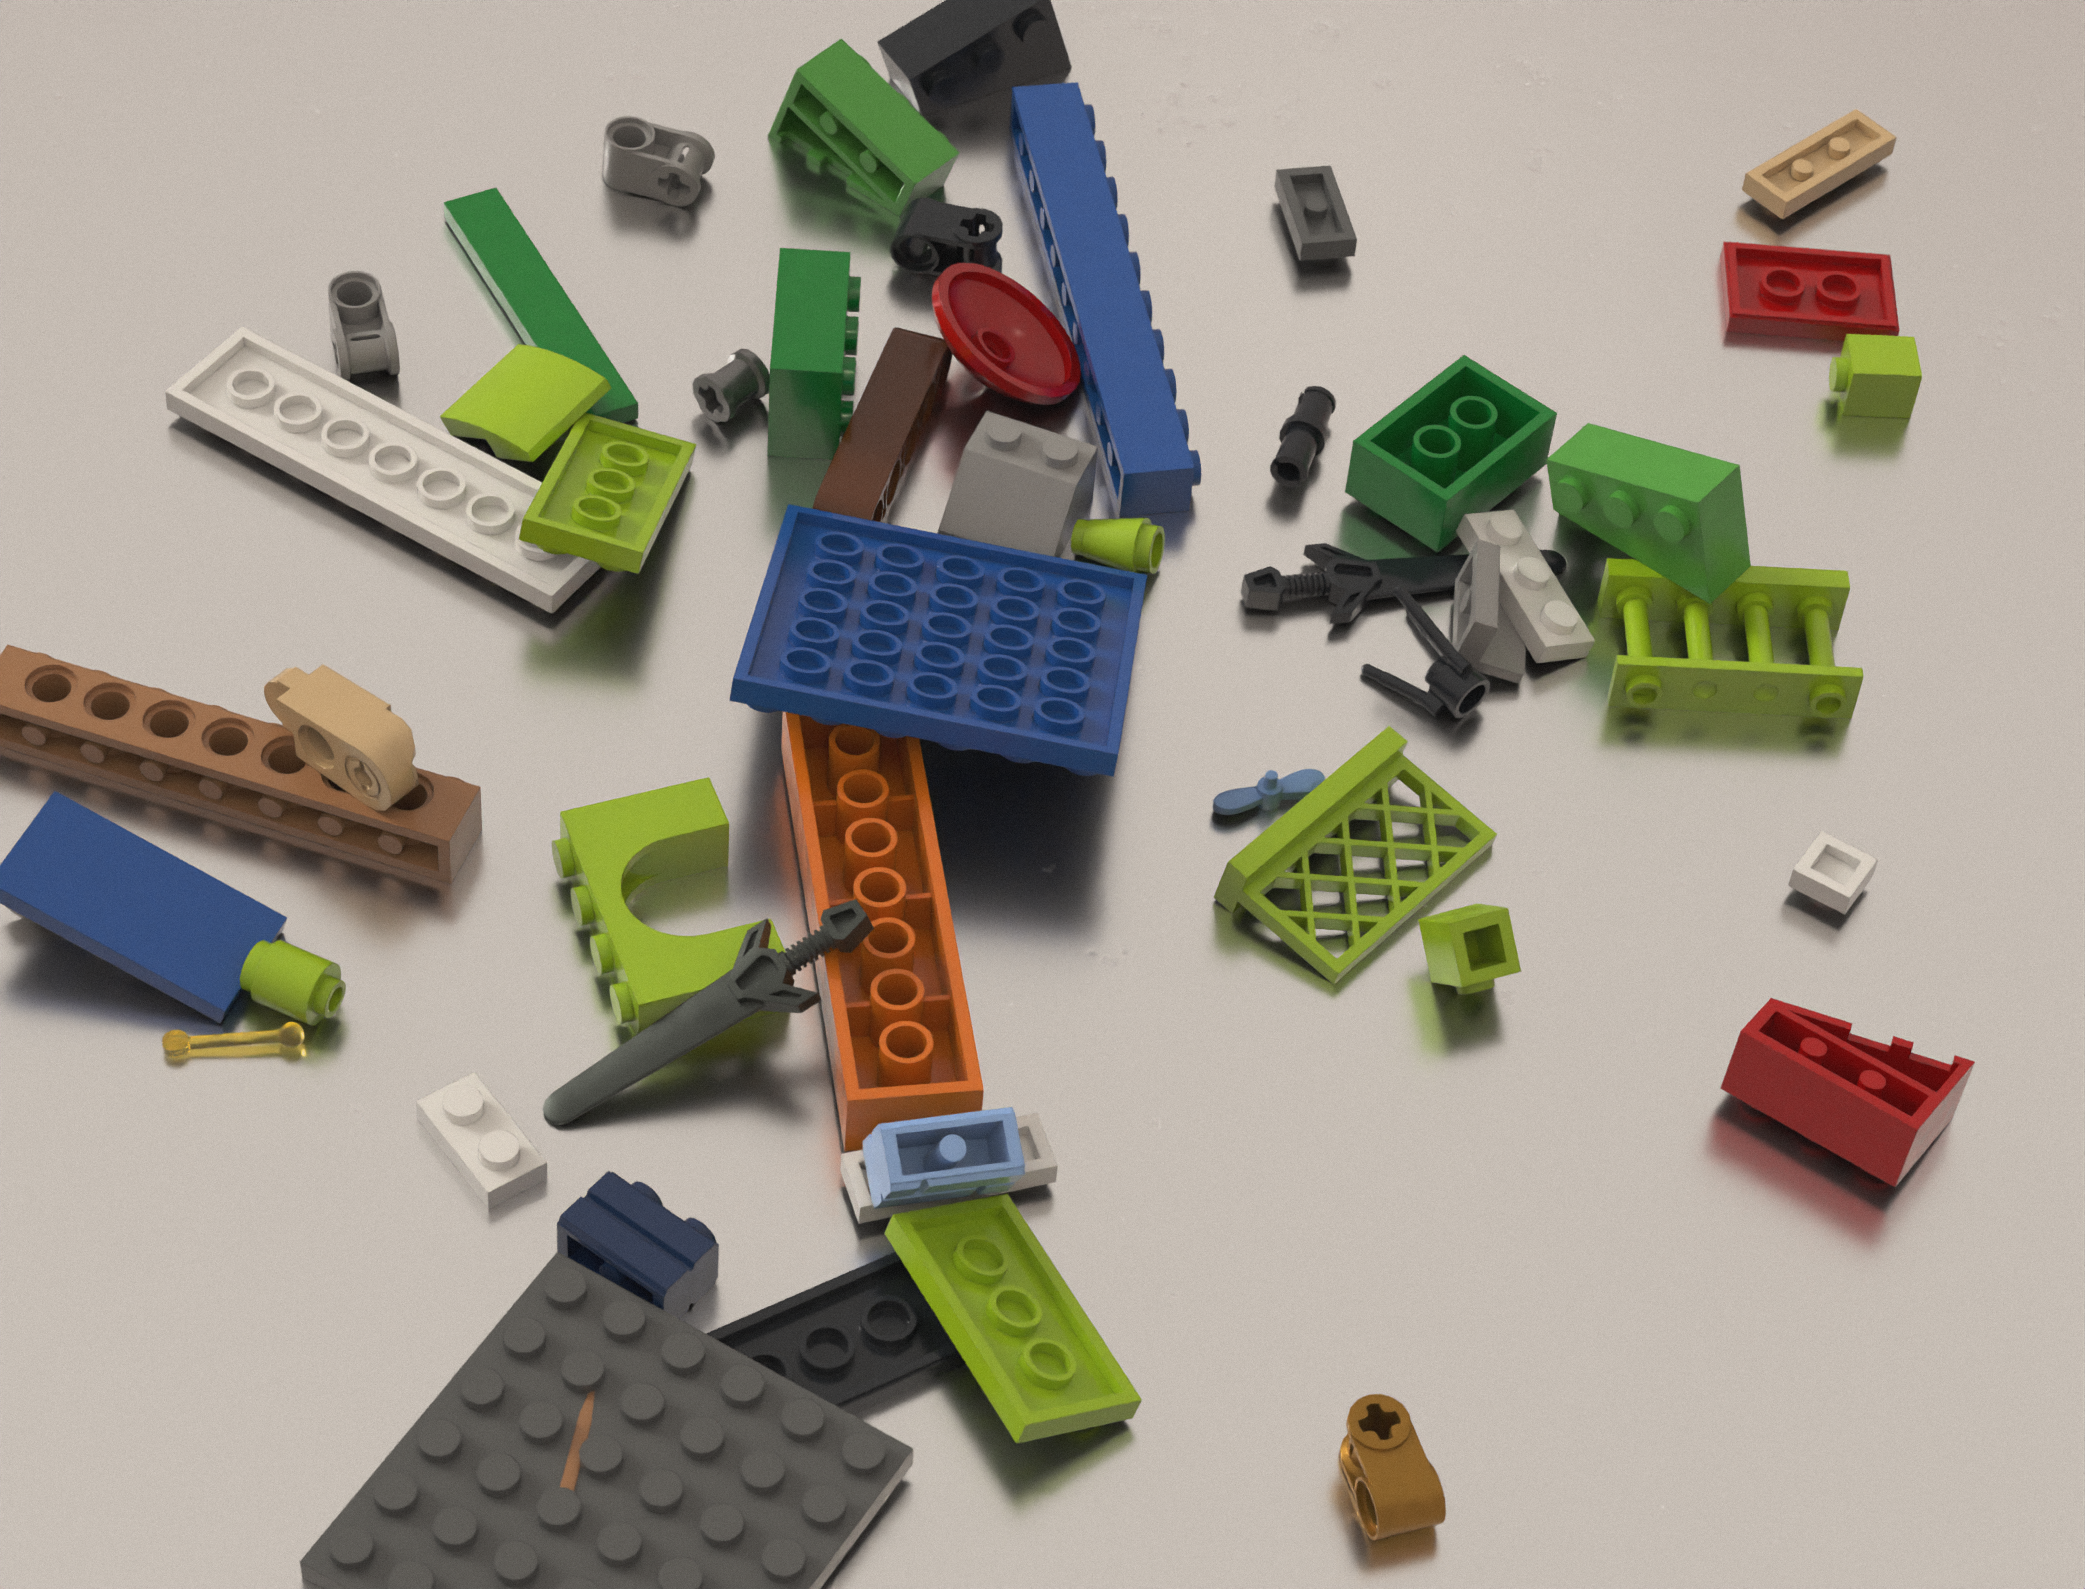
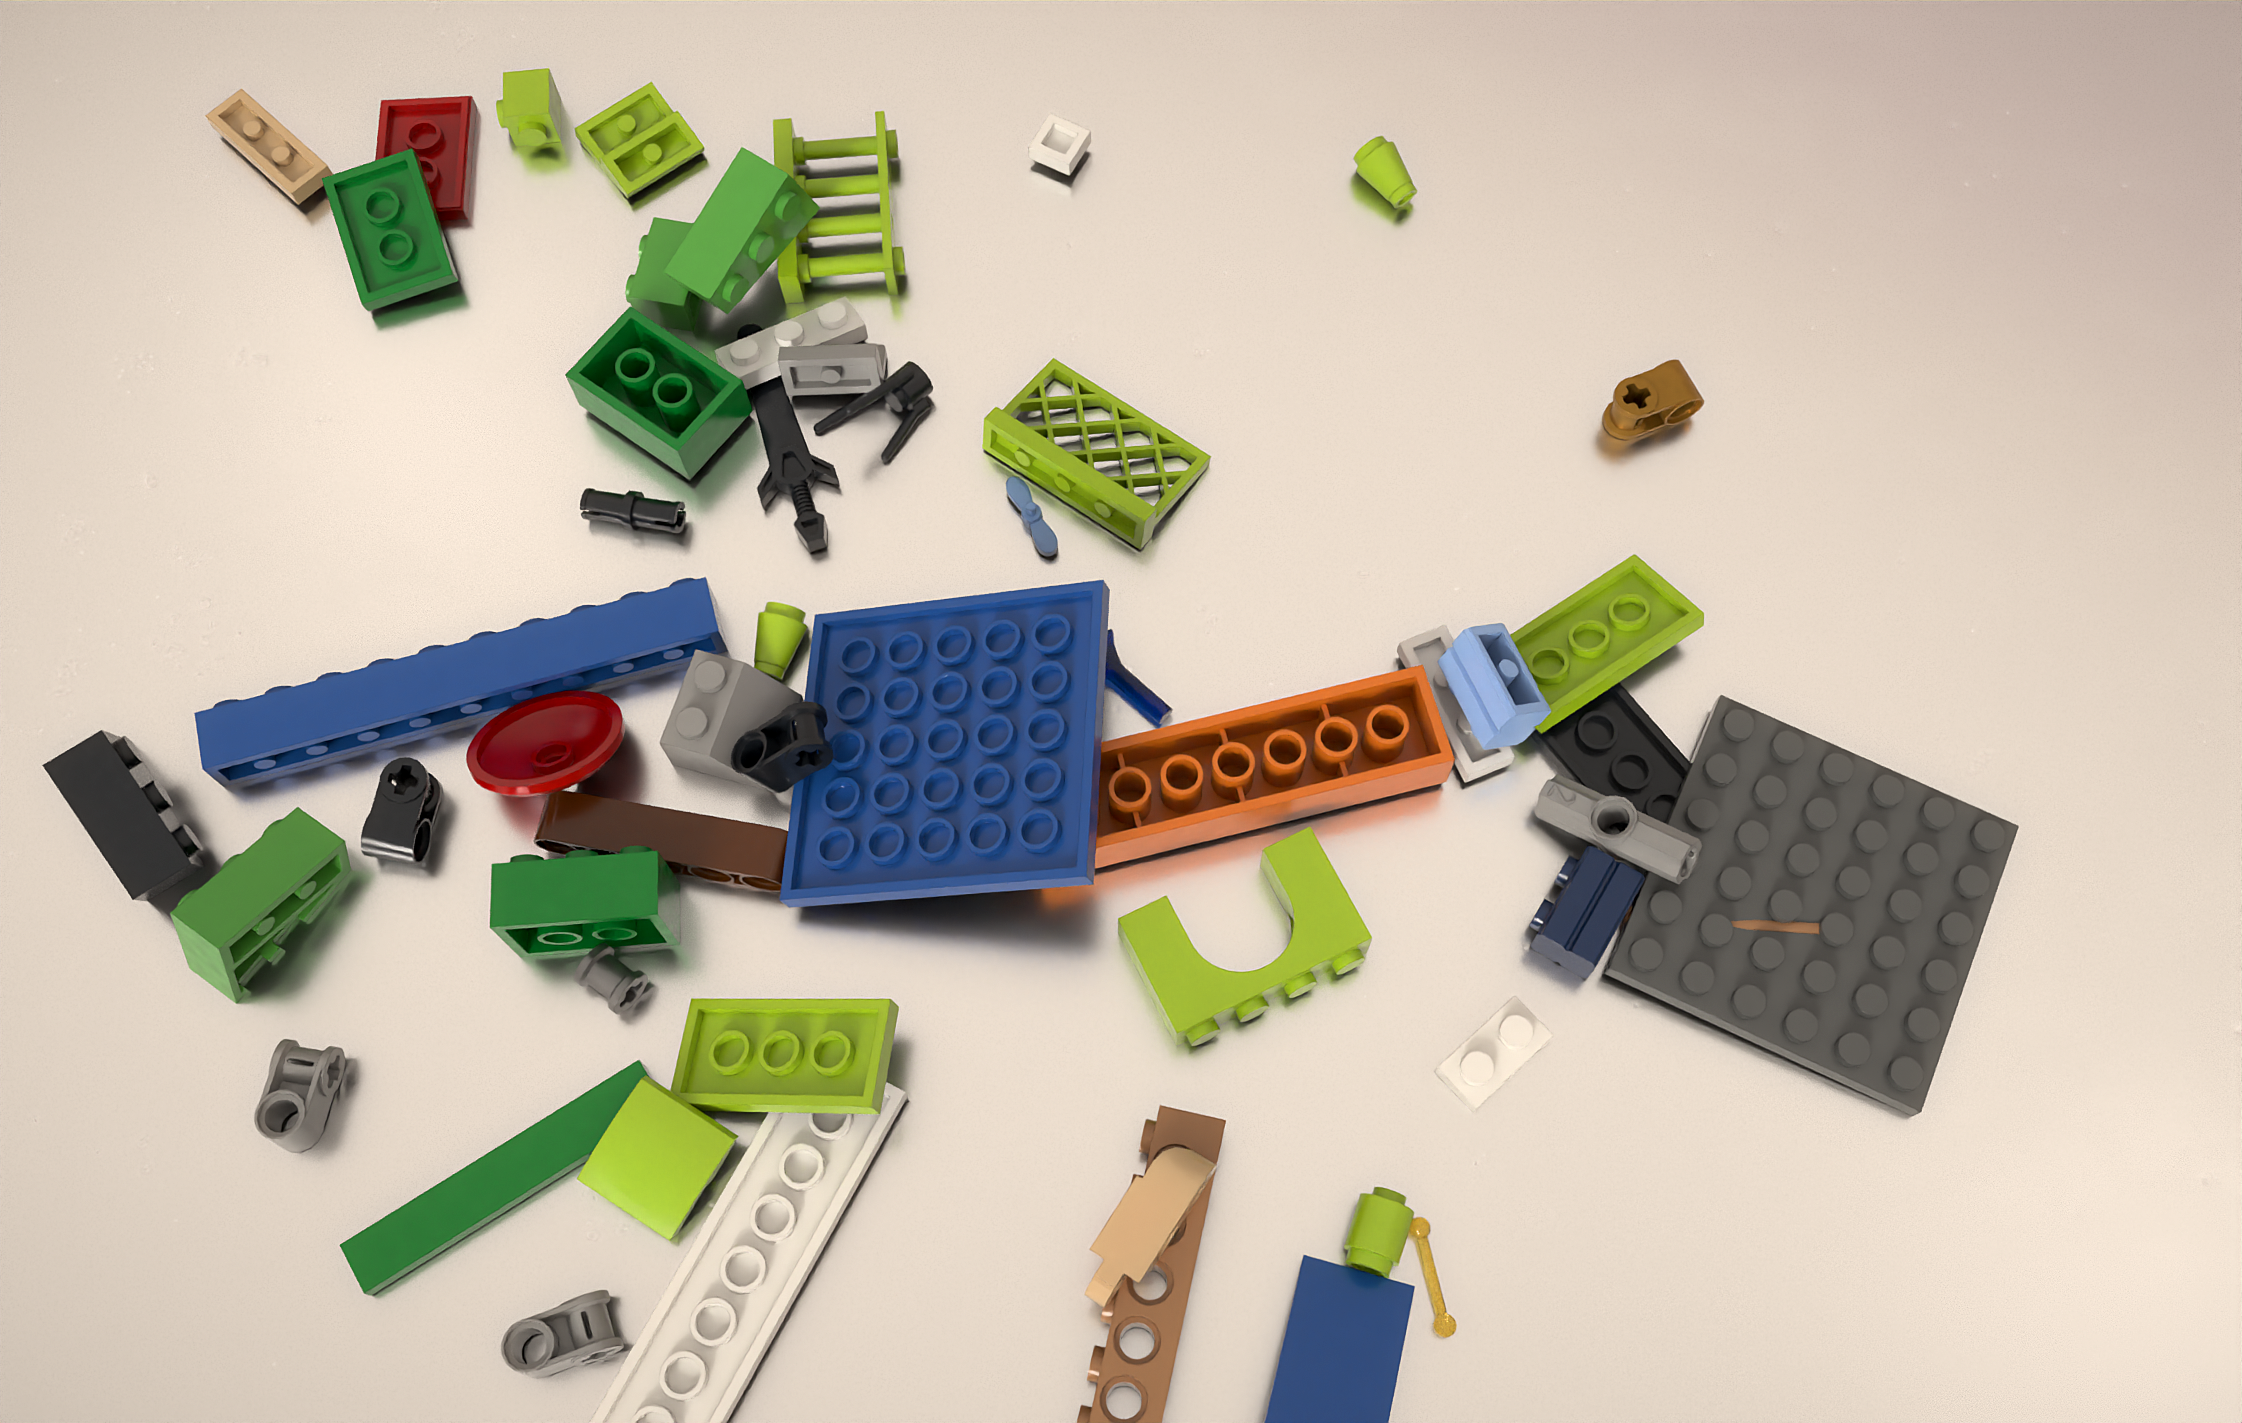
camera: 90 degrees left, 20 degrees up
(734, 1278) = (1643, 842): none -> light grey piece
(756, 983) = (1345, 848): pearl dark grey sword -> none
(965, 508) = (783, 752): none -> black piece
(1049, 841) = (1132, 686): none -> clear blue piece
(1315, 213) = (347, 517): dark grey plate -> none
(1470, 947) = (1186, 362): lime brick -> none
(1692, 247) = (390, 229): none -> green plate
(1791, 1224) = (1385, 171): none -> lime cone
(1838, 475) = (639, 140): none -> lime slope
(1844, 1090) = (1277, 128): red wedge -> none

